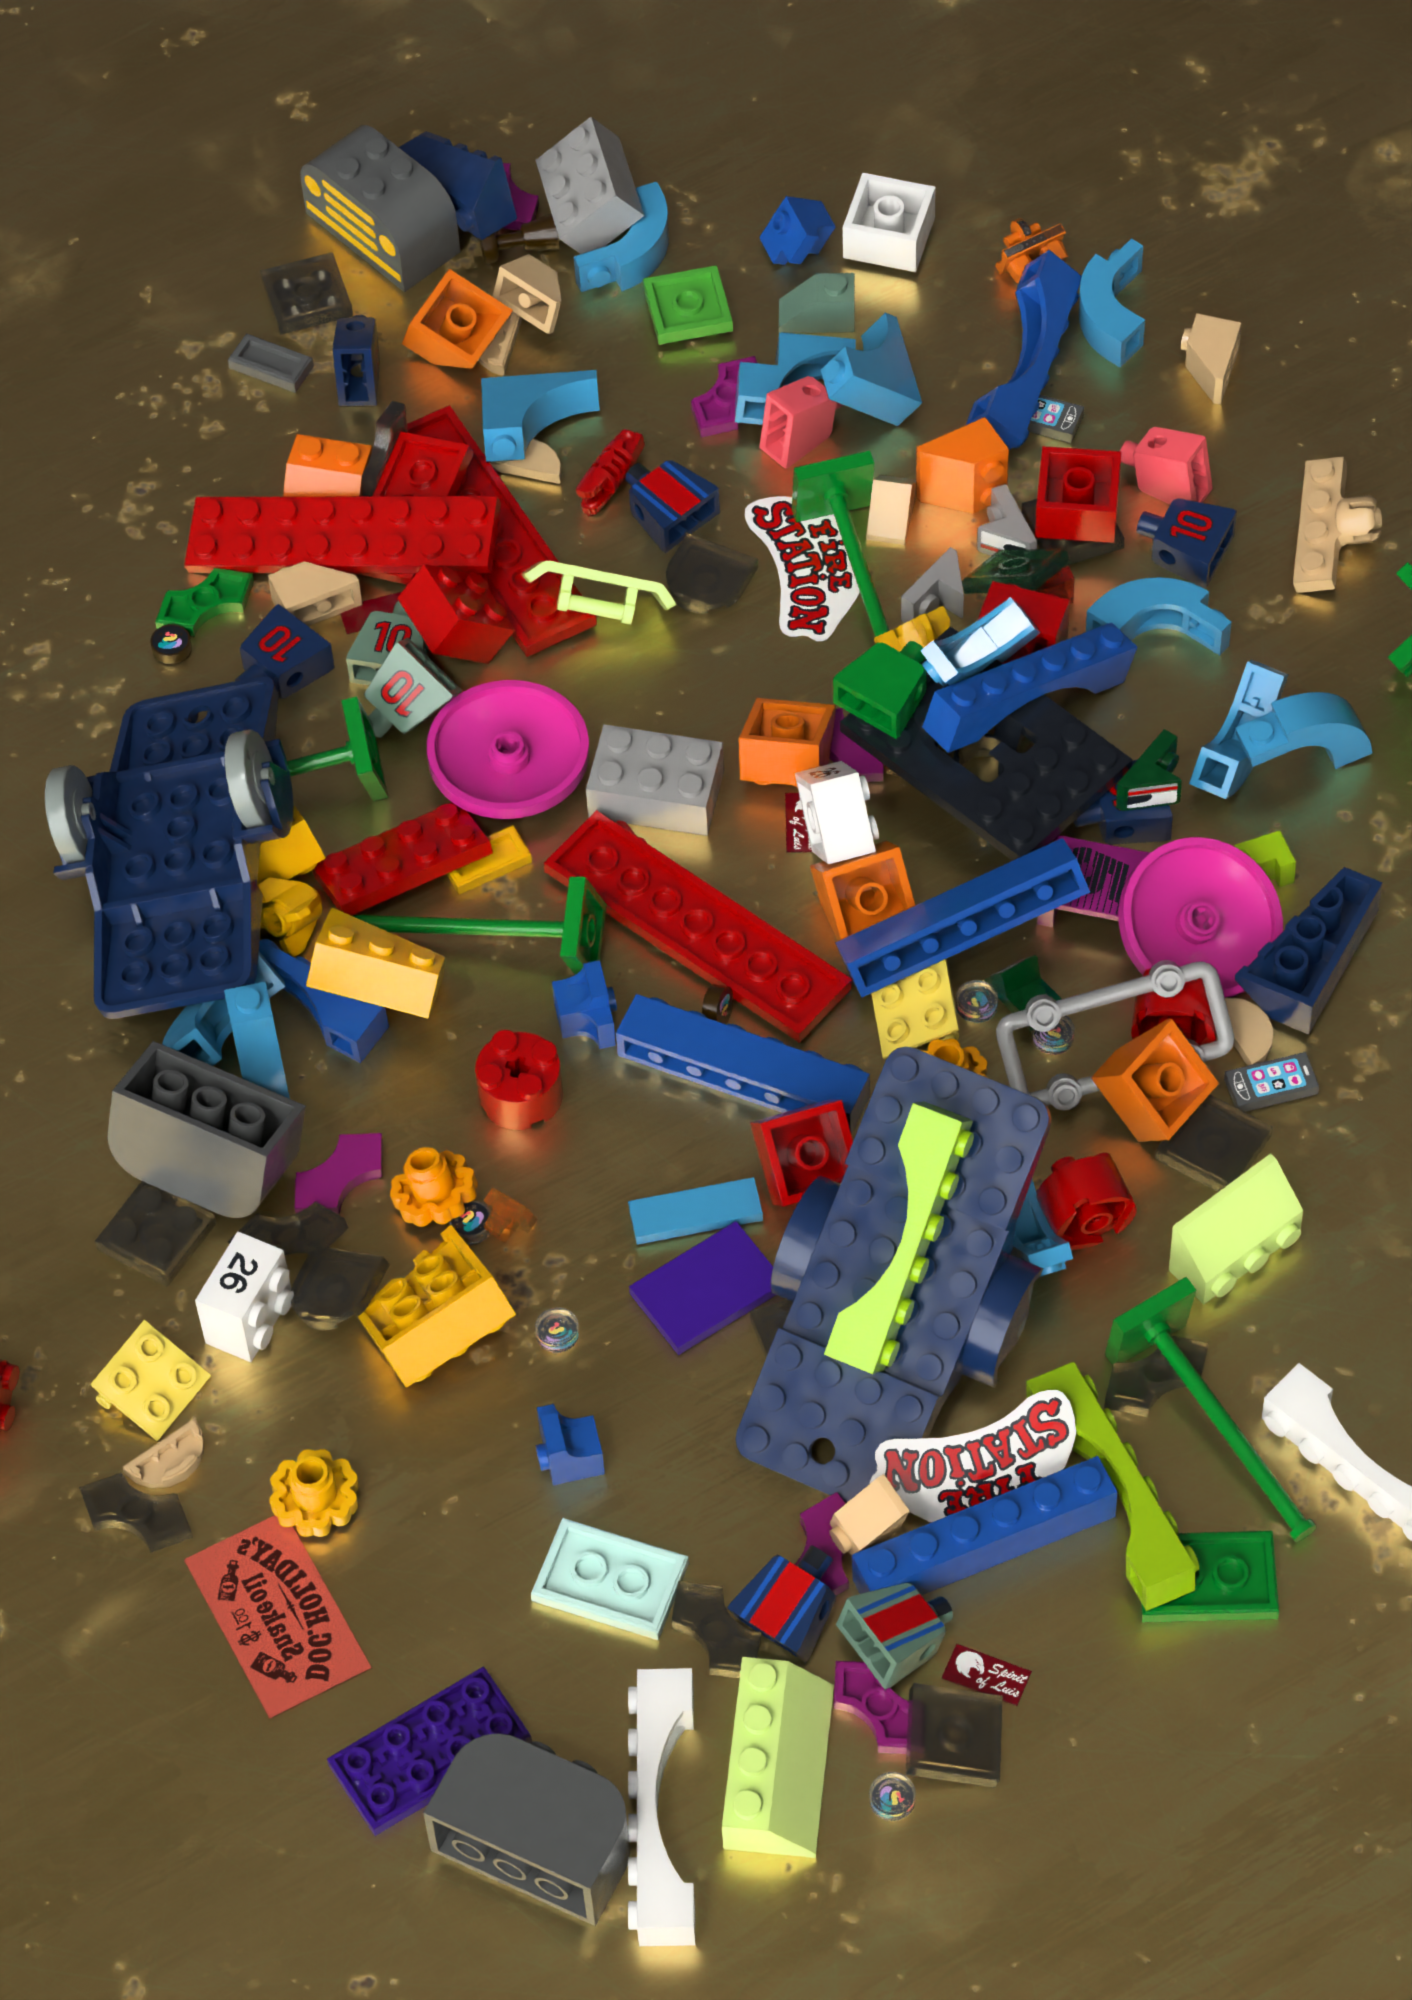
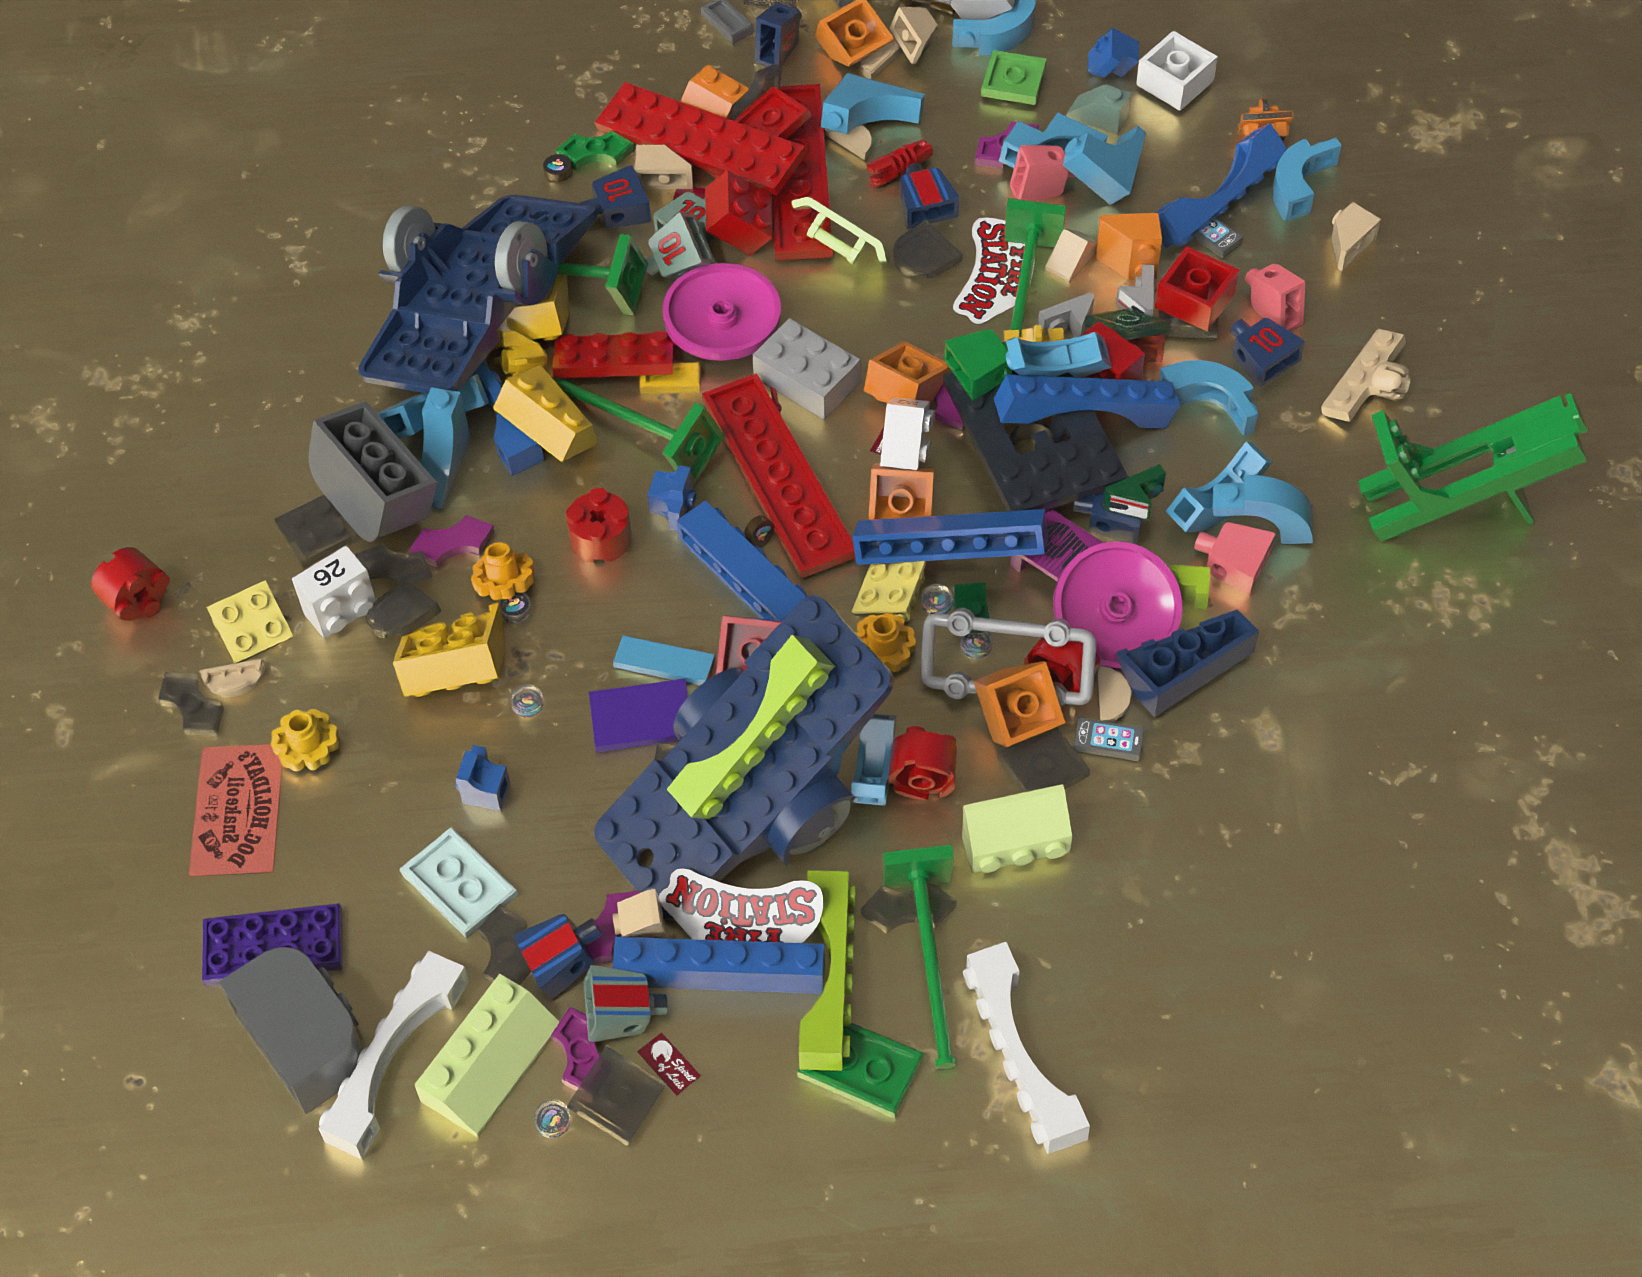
camera: 25 degrees right, 0 degrees up
(506, 1216) = (537, 611): clear orange tile -> none
(1297, 802) = (1237, 554): none -> coral torso

